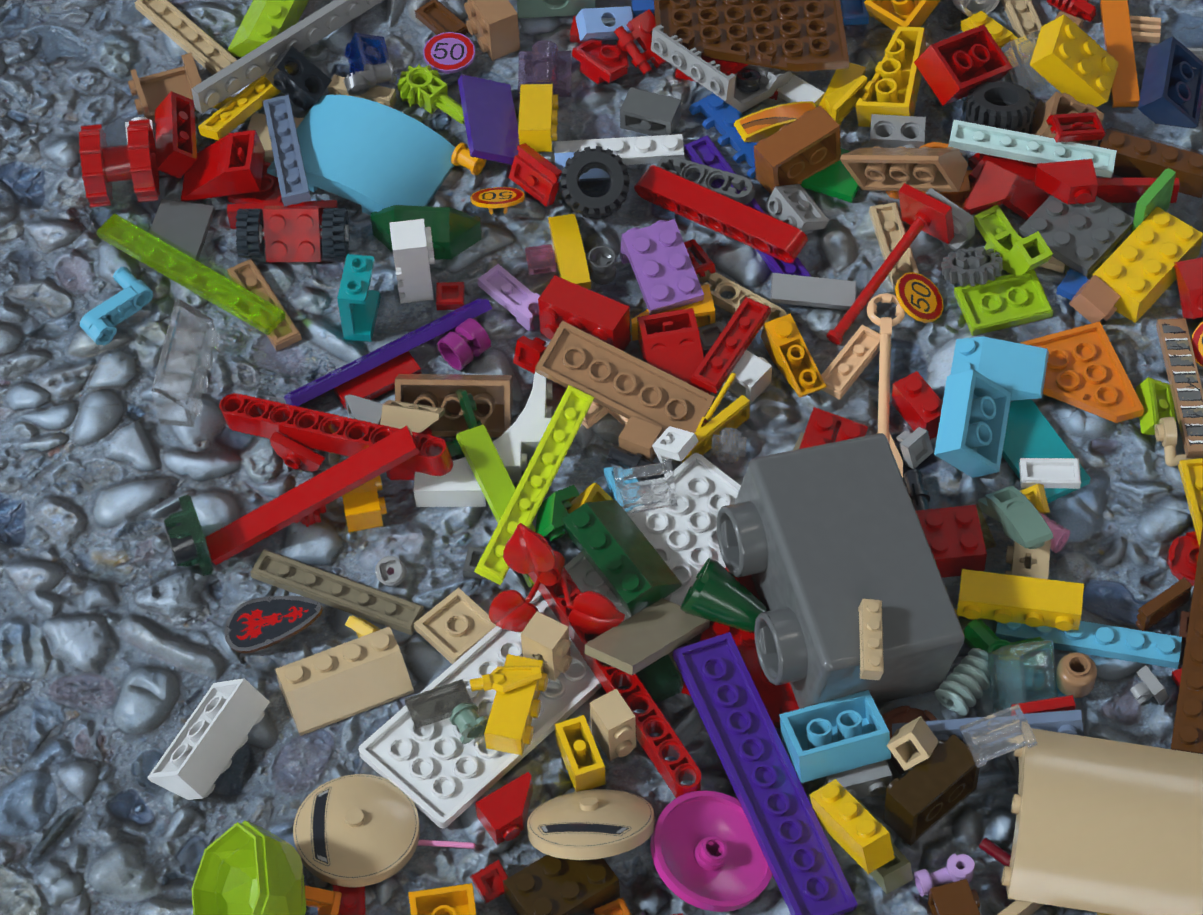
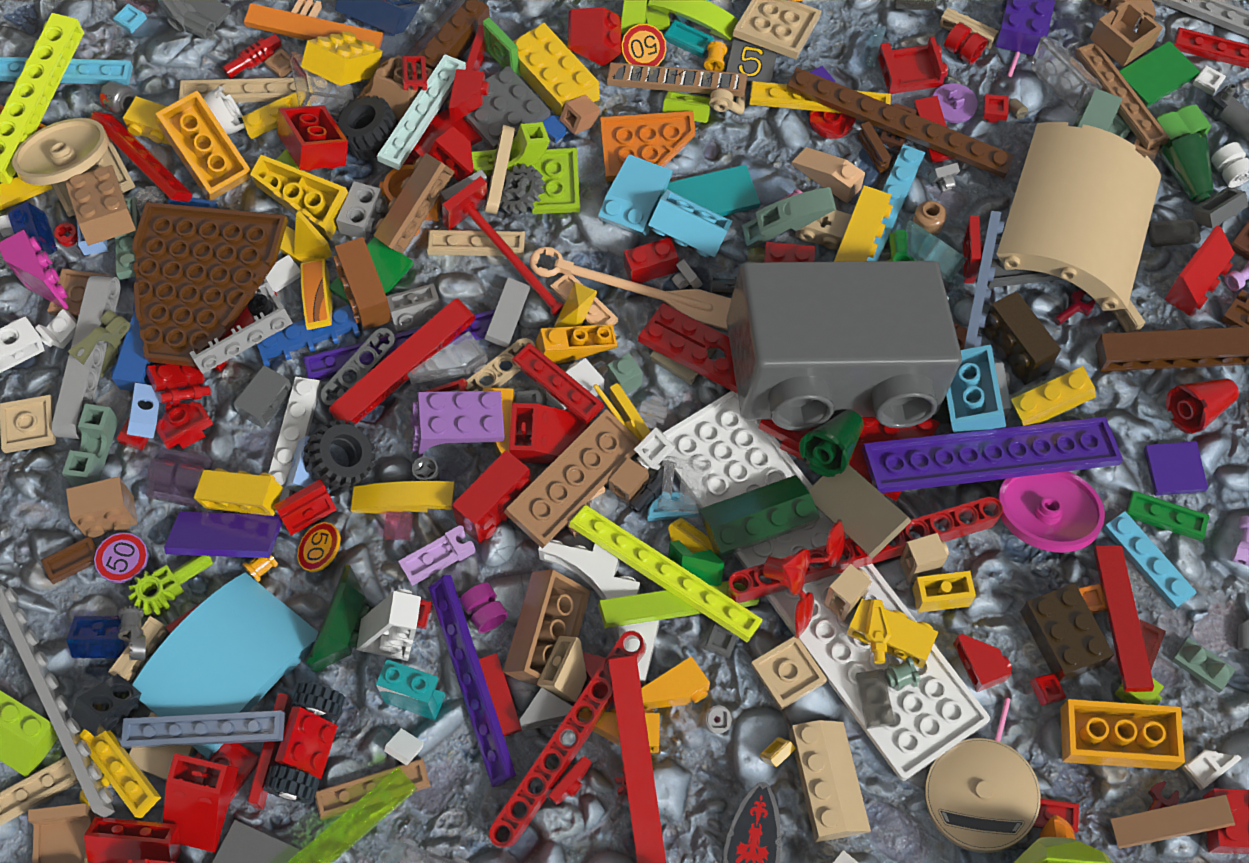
camera: 80 degrees left, 10 degrees up
(308, 315) = (404, 746): none -> white tile
(337, 592) = (724, 774): dark tan tile -> none
(420, 529) = (676, 686): none -> light orange slope
(468, 406) = (591, 624): dark green bracket -> none
(529, 352) = (509, 552): red tile -> none
(591, 824) = (1023, 593): tan dish -> none
(743, 260) = (454, 360): none -> clear slope
(767, 410) = (625, 373): none -> sand green brick
(838, 351) = (576, 306): none -> yellow slope
(871, 639) = (944, 320): tan piece -> none
(912, 743) = (997, 332): tan brick -> none
(919, 297) = (538, 235): piece -> none
(958, 868) = (1083, 342): lavender leg -> none
(982, 235) = (499, 169): none -> tan beam
(996, 728) = (1000, 271): clear plate -> none
(1037, 496) = (755, 204): yellow tile -> none
(1050, 472) = (738, 188): white tile -> none
(1109, 566) = (831, 172): none -> light nougat slope

